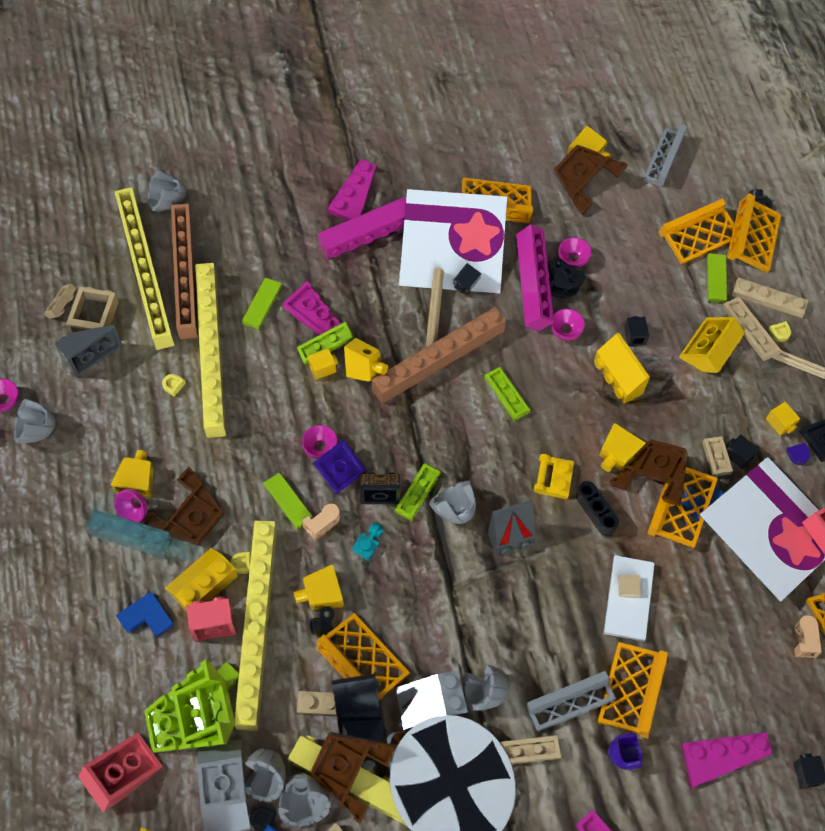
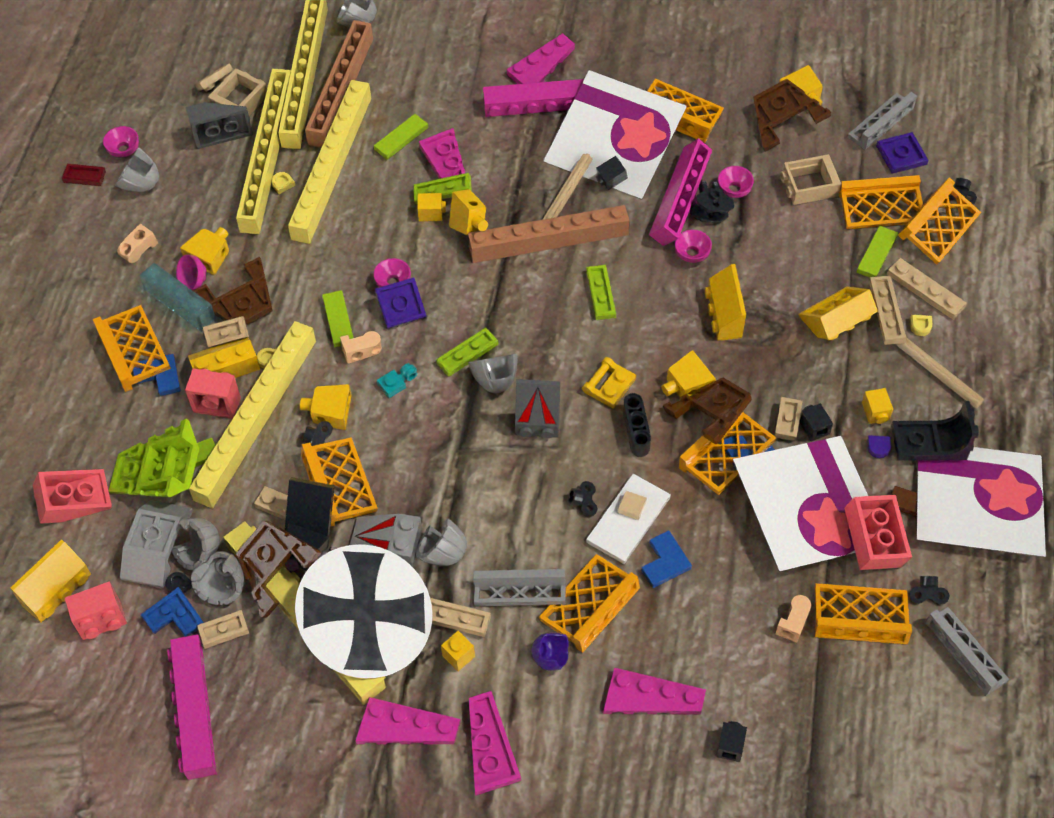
camera: 25 degrees right, 5 degrees down
(64, 493) = (136, 244): none -> light nougat leg
(95, 612) = (117, 357): none -> light orange fence
(146, 361) = (263, 156): none -> light yellow brick
(192, 552) = (225, 331): none -> tan plate
(379, 488) = (428, 334): black slope -> none
(546, 783) = (458, 650): none -> yellow brick
(582, 594) = (583, 498): none -> black piece
(636, 331) = (763, 275): black brick -> none
(647, 221) = (808, 166): none -> tan window
(682, 622) = (671, 560): none -> blue tile
(694, 180) = (902, 152): none -> dark purple tile

